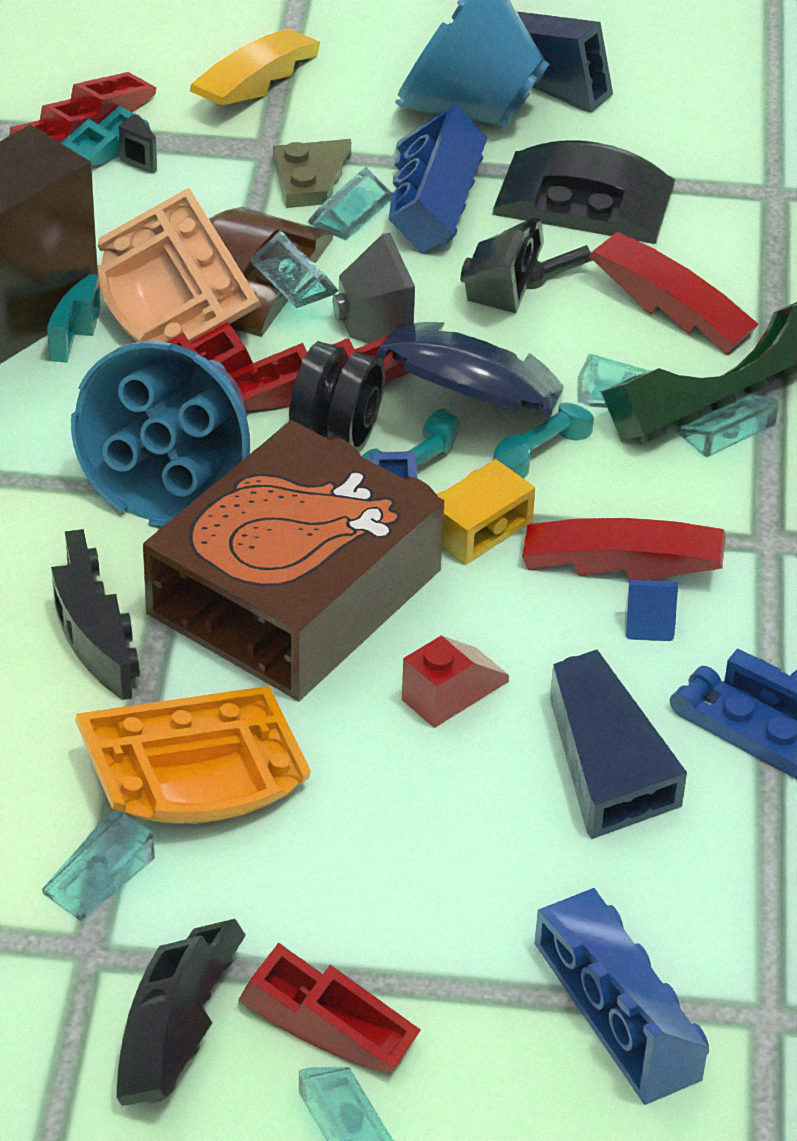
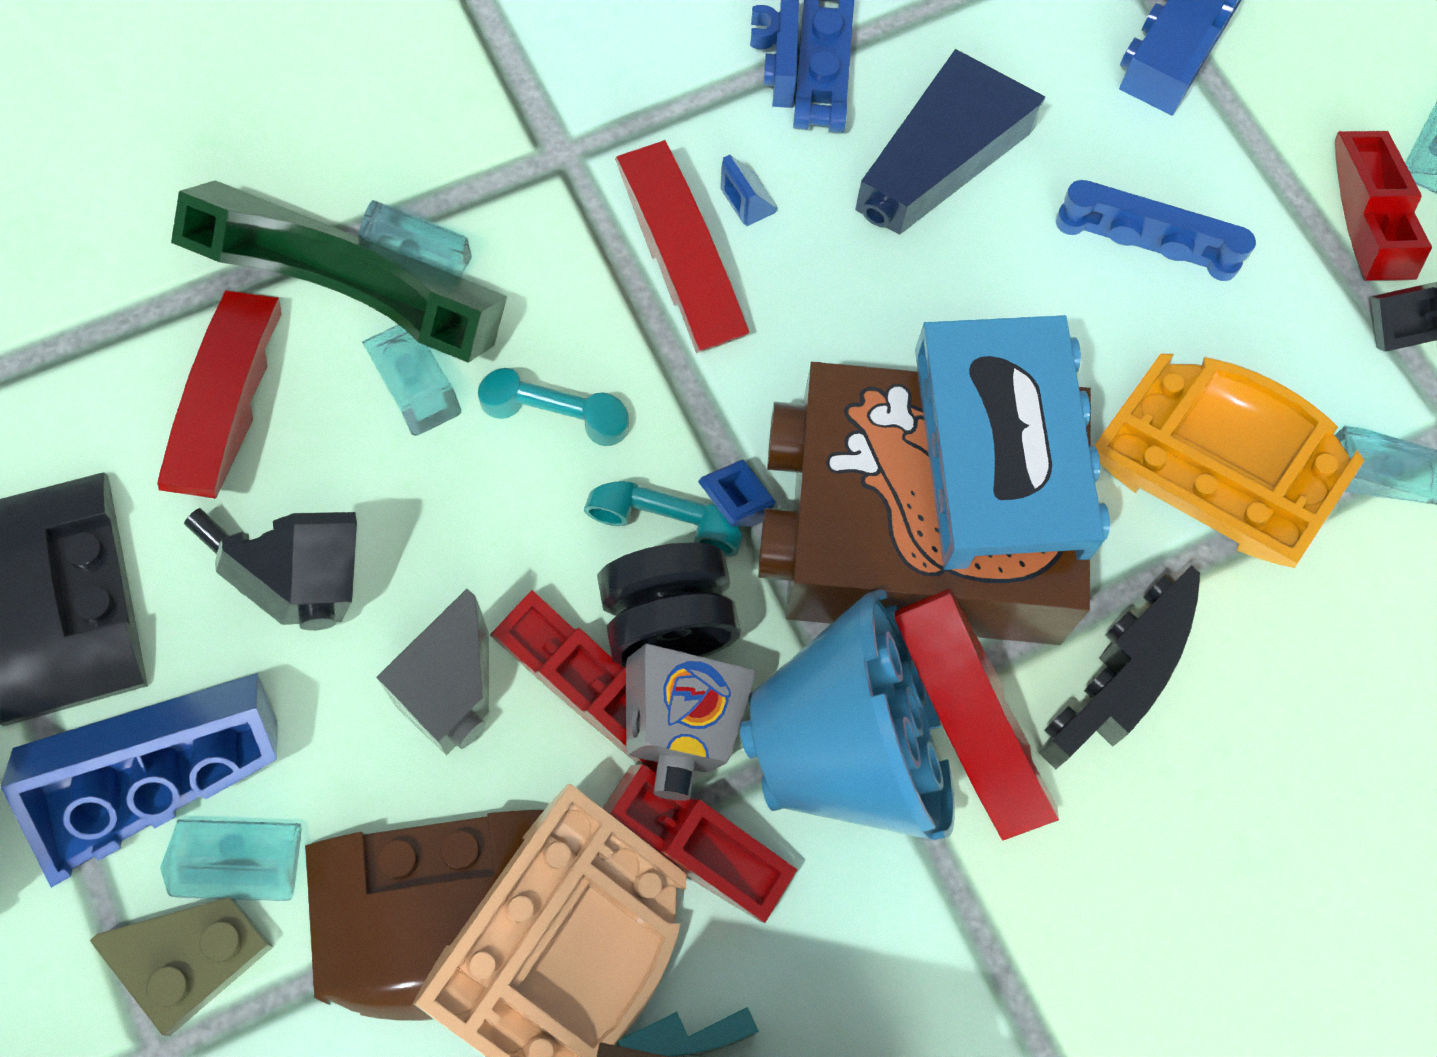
camera: 125 degrees left, 25 degrees up
(143, 491) = (976, 715): none -> red slope
(263, 368) = (683, 714): none -> light grey torso
(290, 539) = (1009, 439): none -> dark azure panel
(292, 272) = (458, 805): clear light blue slope -> none
(422, 835) = (1156, 227): none -> blue plate
(447, 679) = (954, 293): red slope -> none
(473, 367) = (533, 497): dark blue slope -> none
(485, 510) = (717, 396): yellow brick -> none

